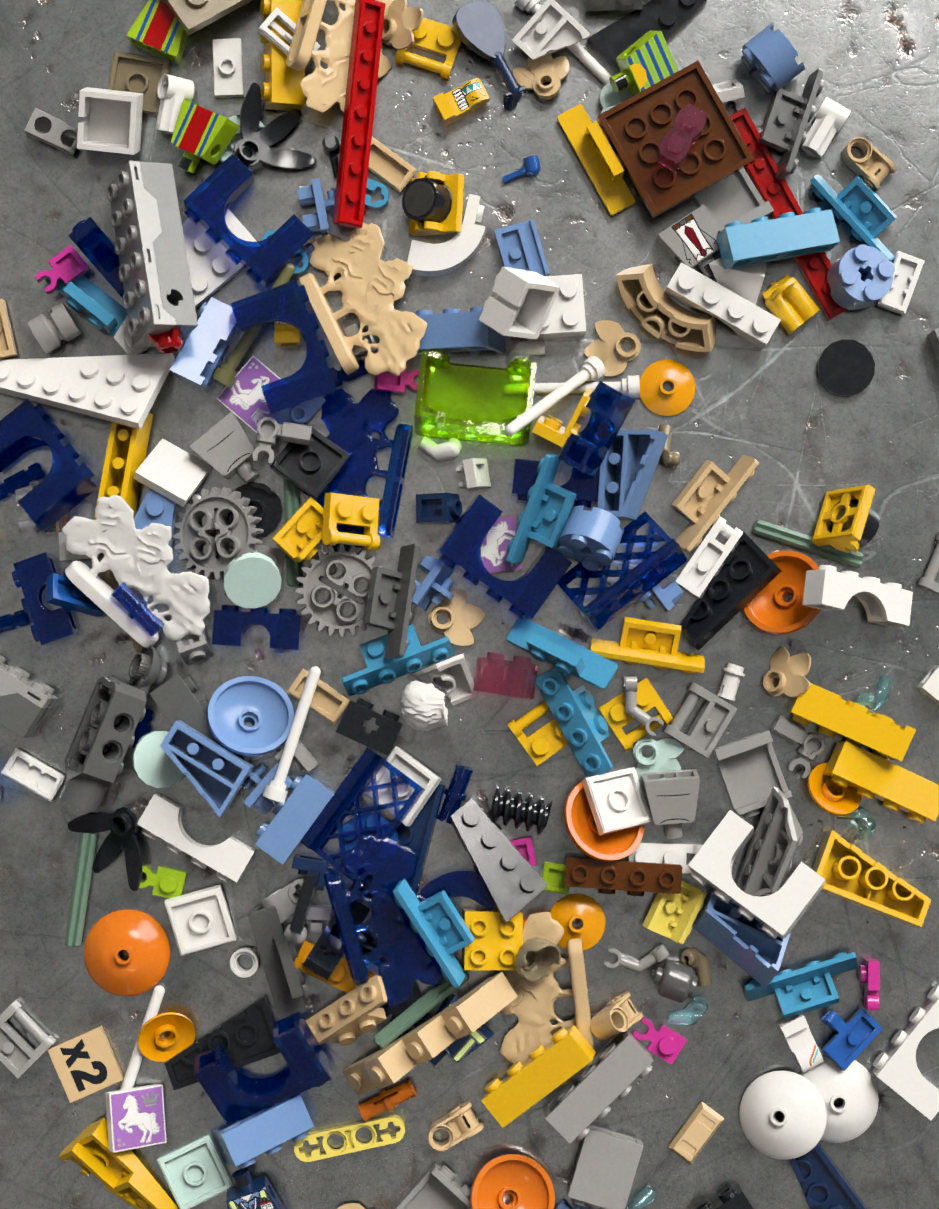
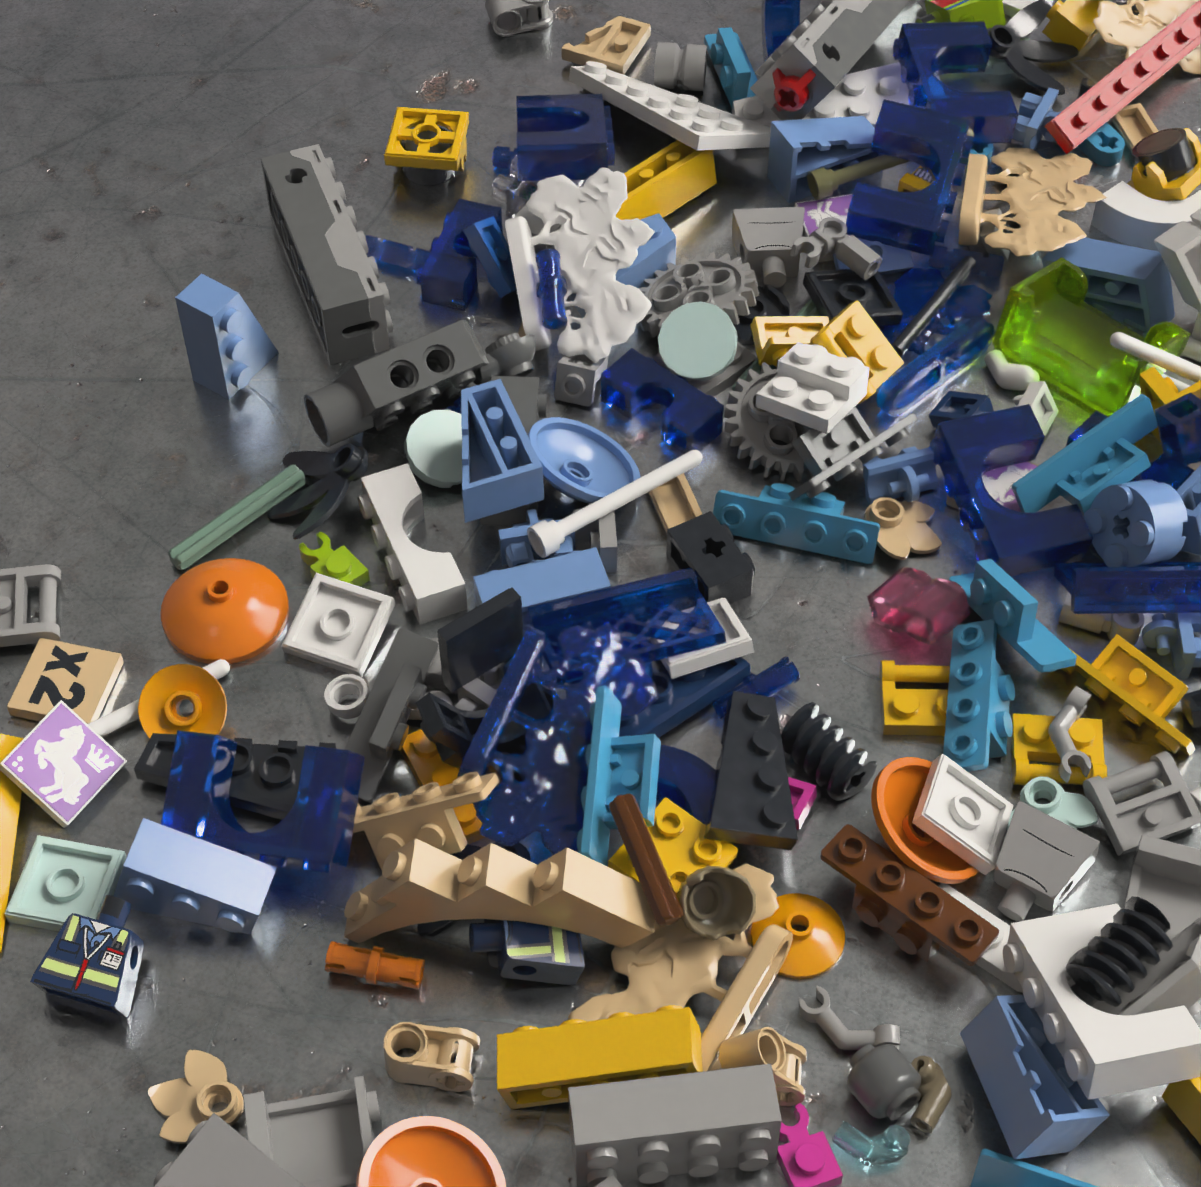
camera: 40 degrees right, 35 degrees down
(34, 774) = (292, 381): white plate -> none
(65, 267) = (743, 26): dark pink plate -> none
(172, 472) = (693, 223): white tile -> none
(351, 578) = (814, 387): none -> white plate
(351, 1143) = (291, 973): light yellow beam -> none
(363, 432) = (933, 305): none -> black bar
(391, 383) = (1001, 276): dark pink plate -> none
(423, 706) = (791, 568): white hair -> none
(451, 678) = (847, 568): white slope -> none
(488, 966) = (646, 860): none -> reddish brown axle
(554, 876) = (806, 867): lime tile -> none
(675, 913) = (942, 995): light yellow bracket -> none
(757, 854) = (1120, 951): none -> black piece

